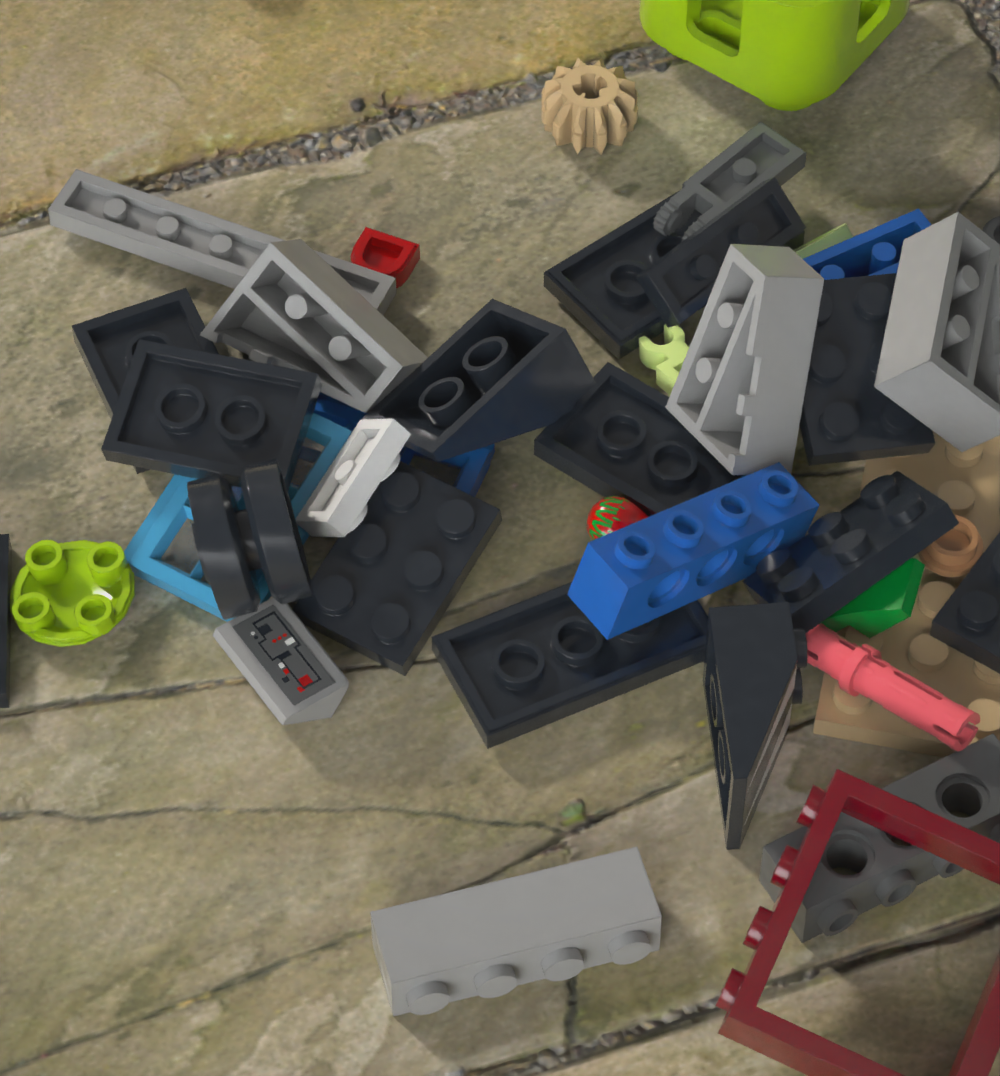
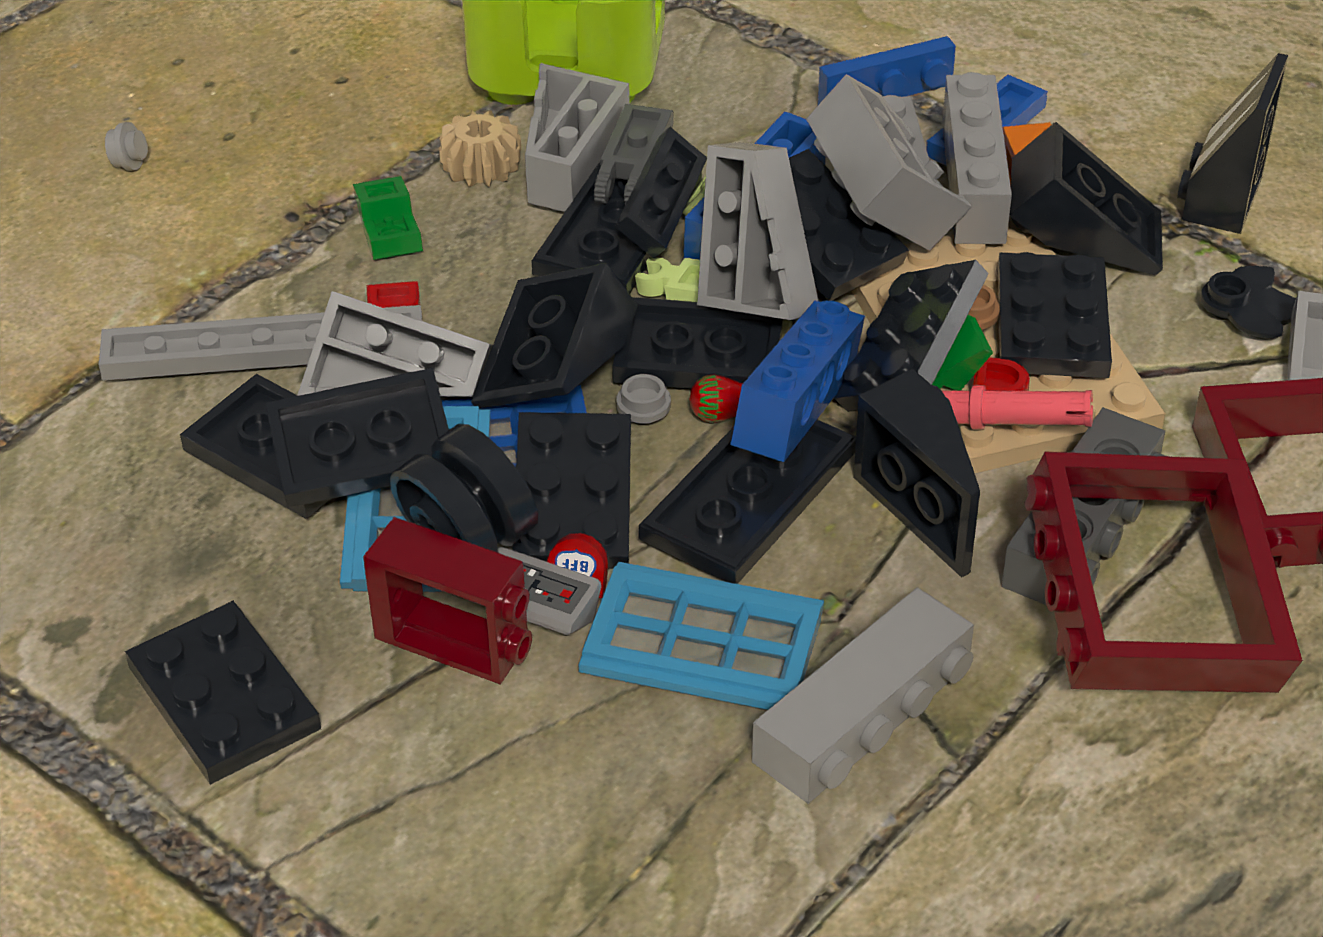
camera: 30 degrees left, 10 degrees down
(72, 591) = (317, 618): lime dish -> none
(181, 636) = (401, 616): none -> dark red window
(351, 650) = (582, 555): none -> red tile
(352, 478) = (508, 417): white plate -> none
(415, 788) = (701, 636): none -> dark azure piece
(444, 150) = (387, 217): none -> green slope
(546, 491) = (644, 398): none -> light grey plate
(681, 128) = (569, 132): none -> light grey wedge
(914, 648) = (1002, 375): none -> red tile

